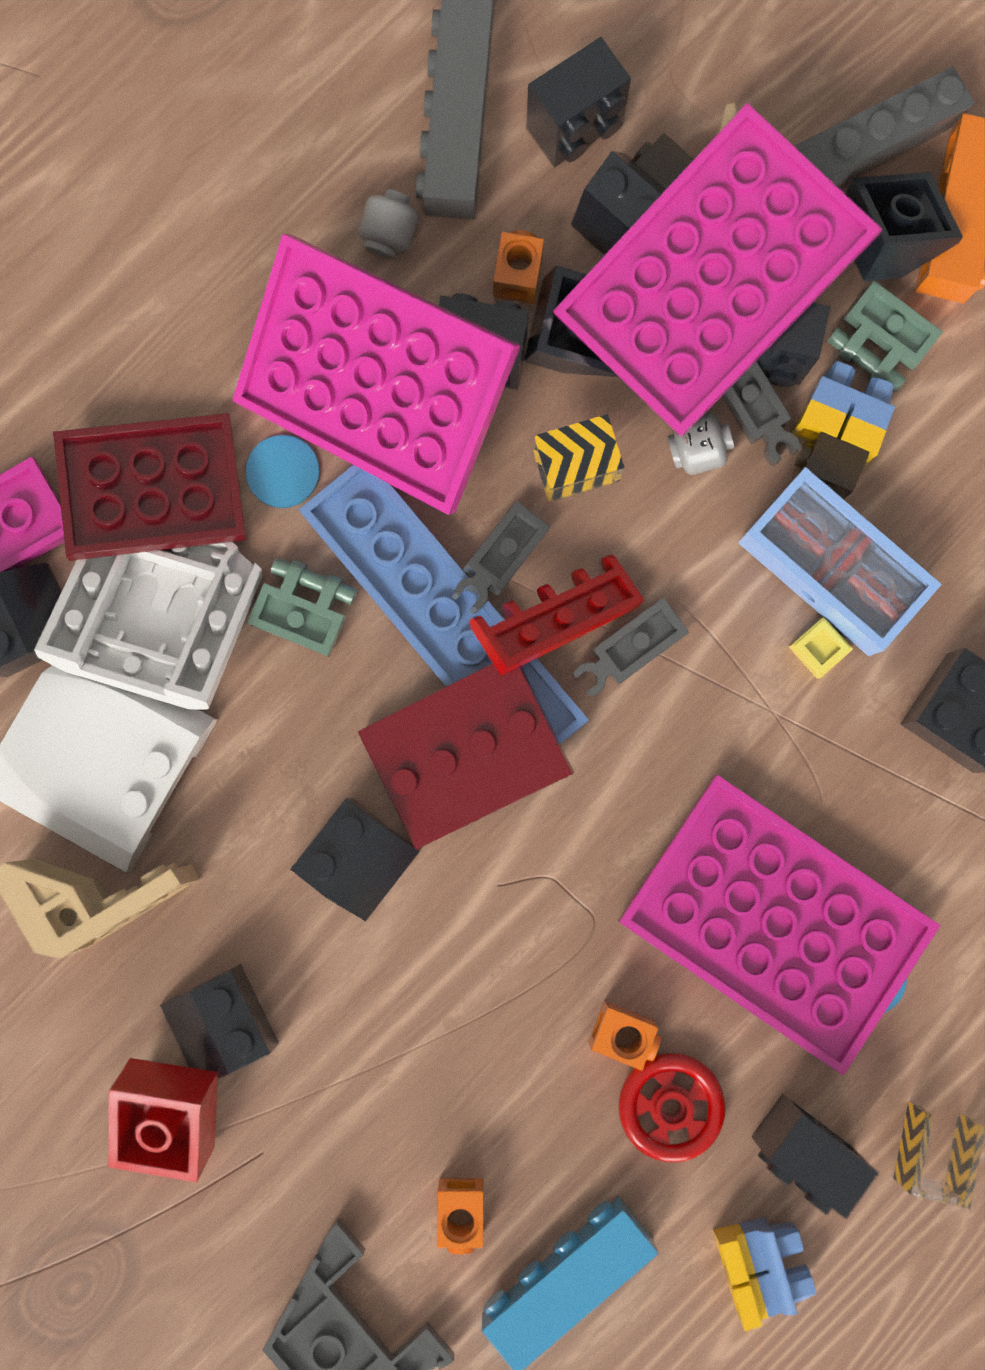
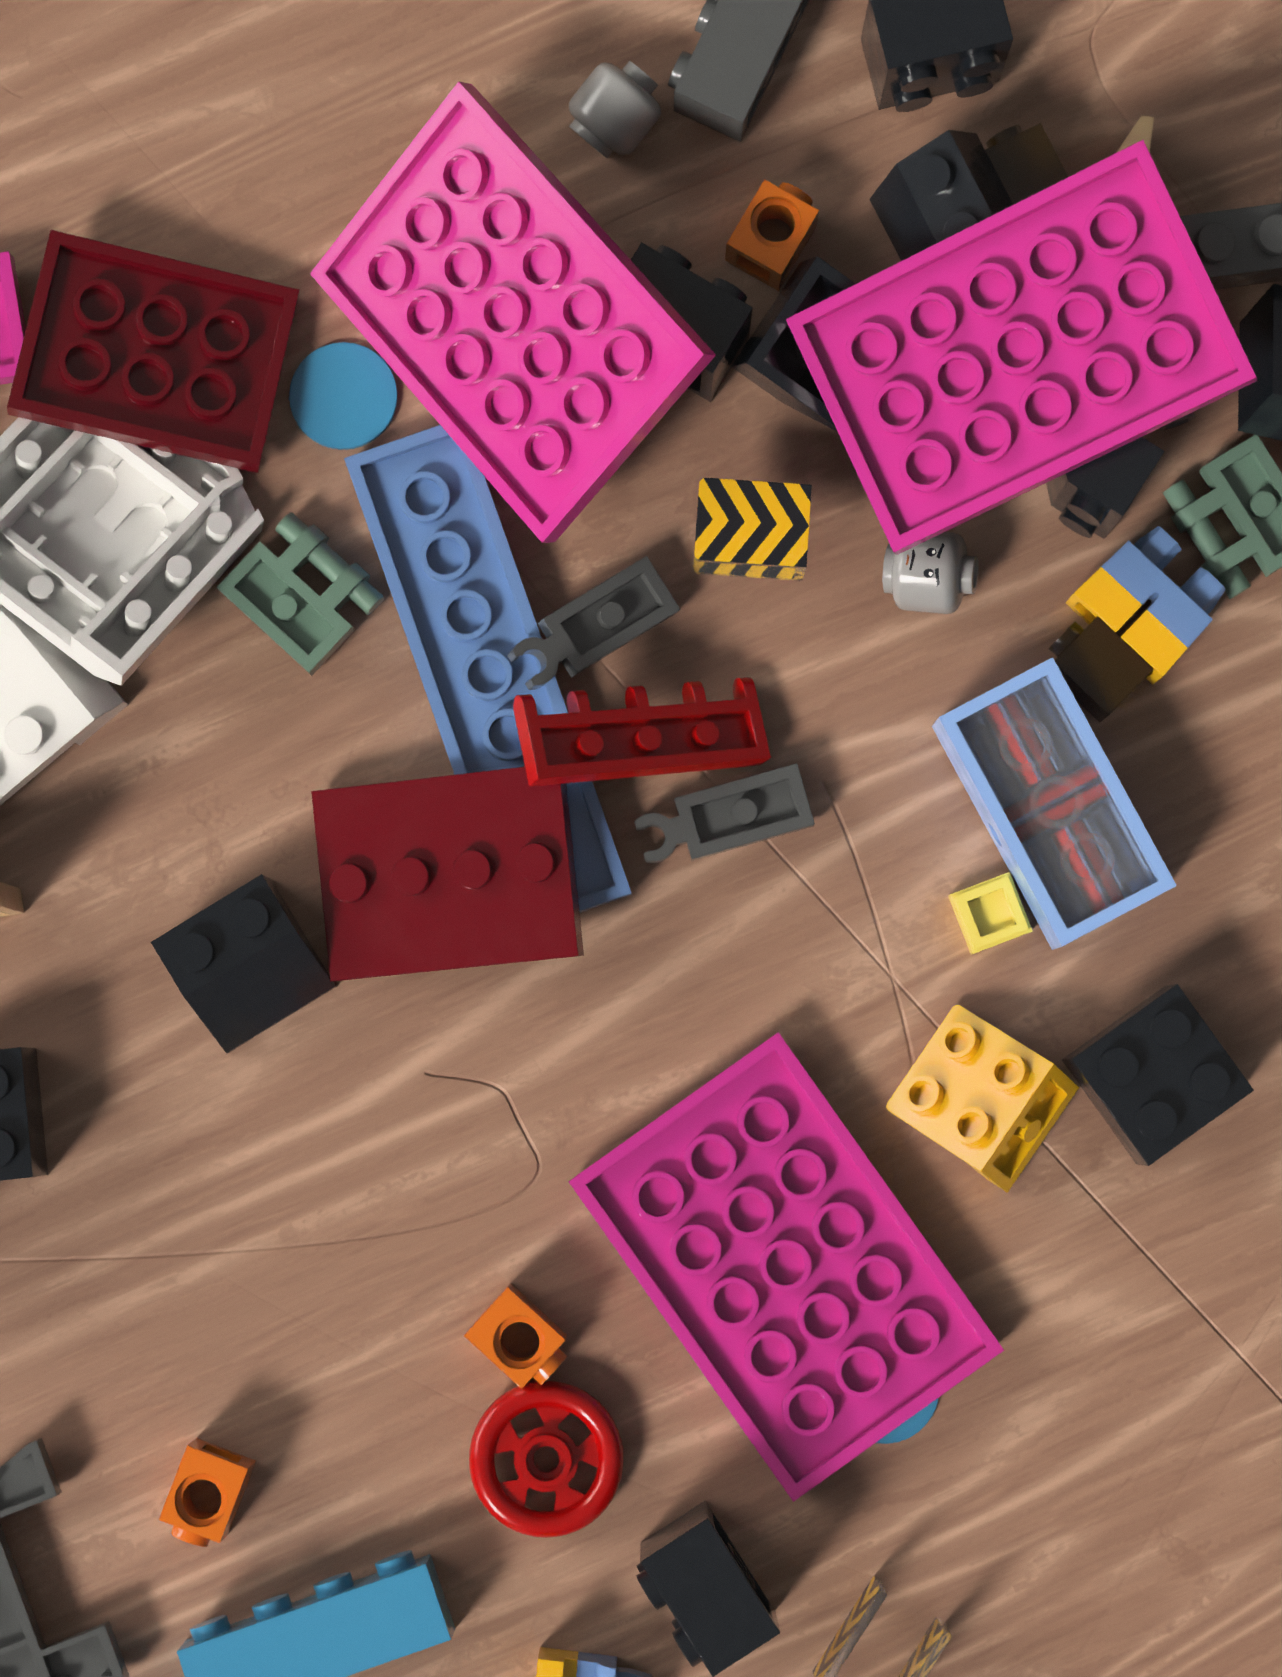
camera: 20 degrees right, 0 degrees up
(760, 413) = (1030, 556): dark grey plate -> none
(861, 766) = (982, 1096): none -> yellow bracket

